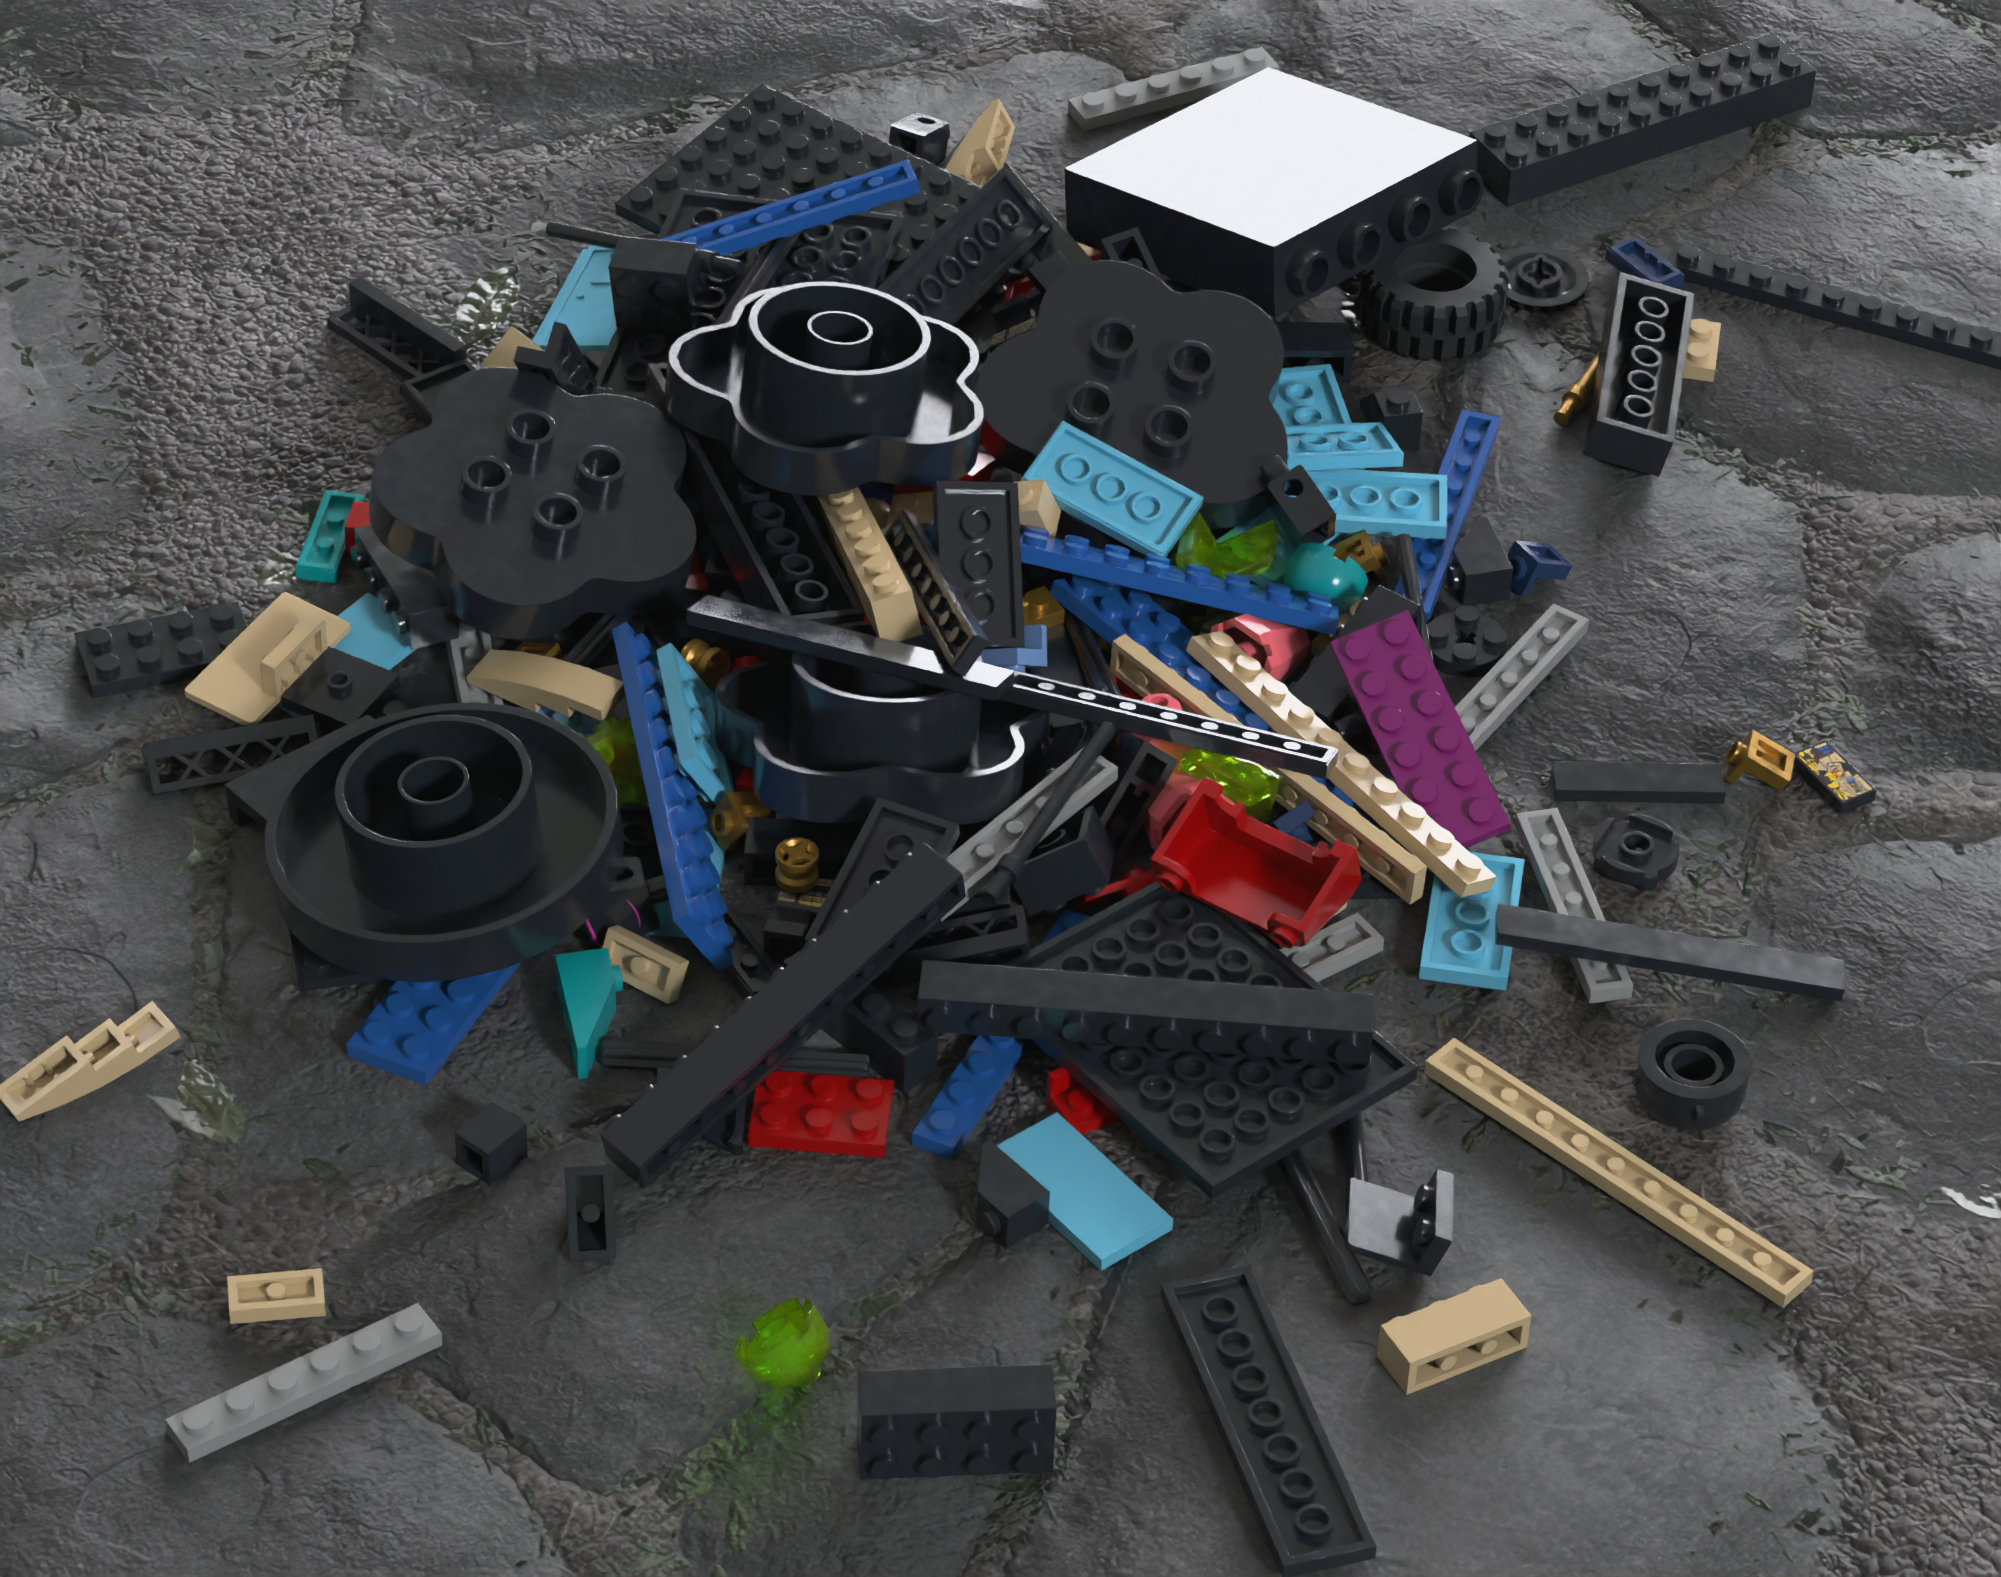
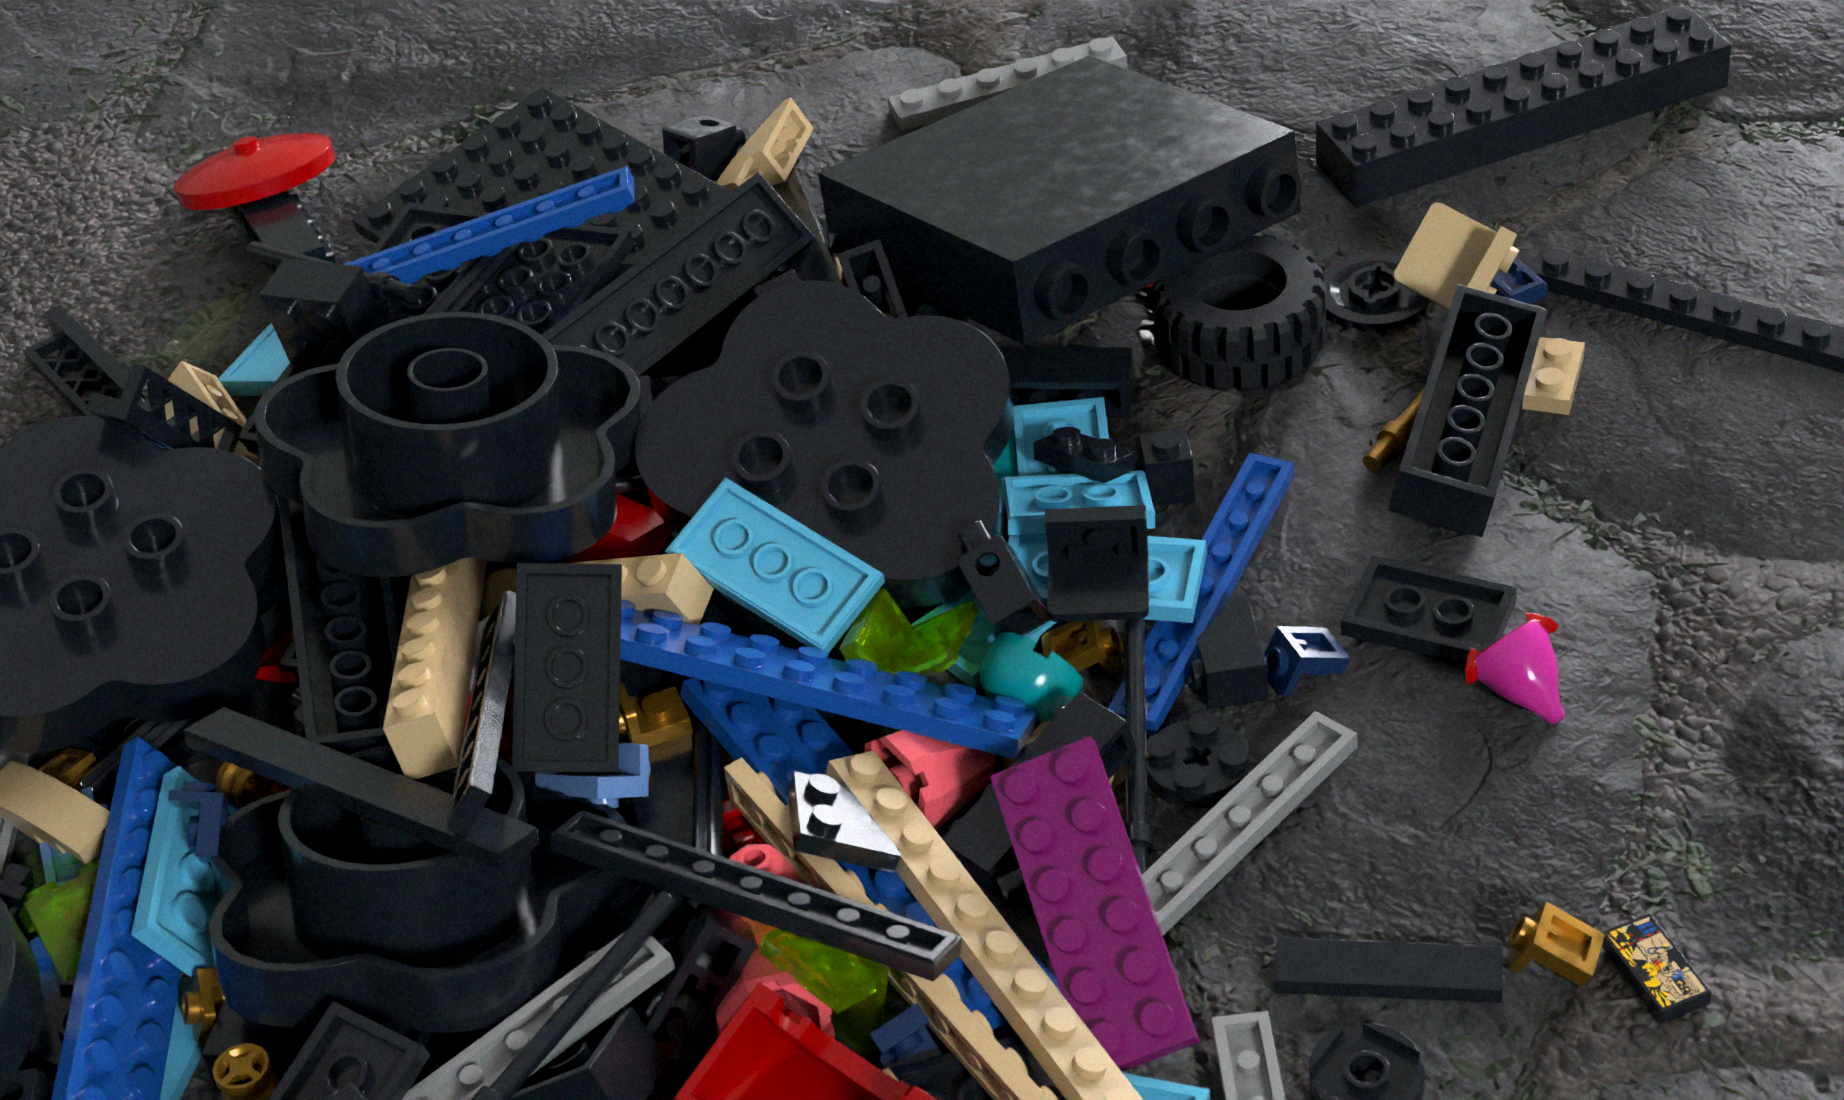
camera: 15 degrees right, 0 degrees up
(493, 156) = (254, 170): none -> red dish
(527, 206) = (285, 225): none -> black brick
(714, 685) = (205, 829): none -> dark blue bracket
(1210, 680) = (835, 824): none -> wing
(1334, 410) = (1084, 455): none -> black plate
(1370, 489) = (1097, 563): none -> black bracket
(1605, 247) = (1452, 252): none -> tan bracket
(1627, 531) = (1427, 610): none -> black plate
(1708, 571) = (1522, 668): none -> dark pink hat

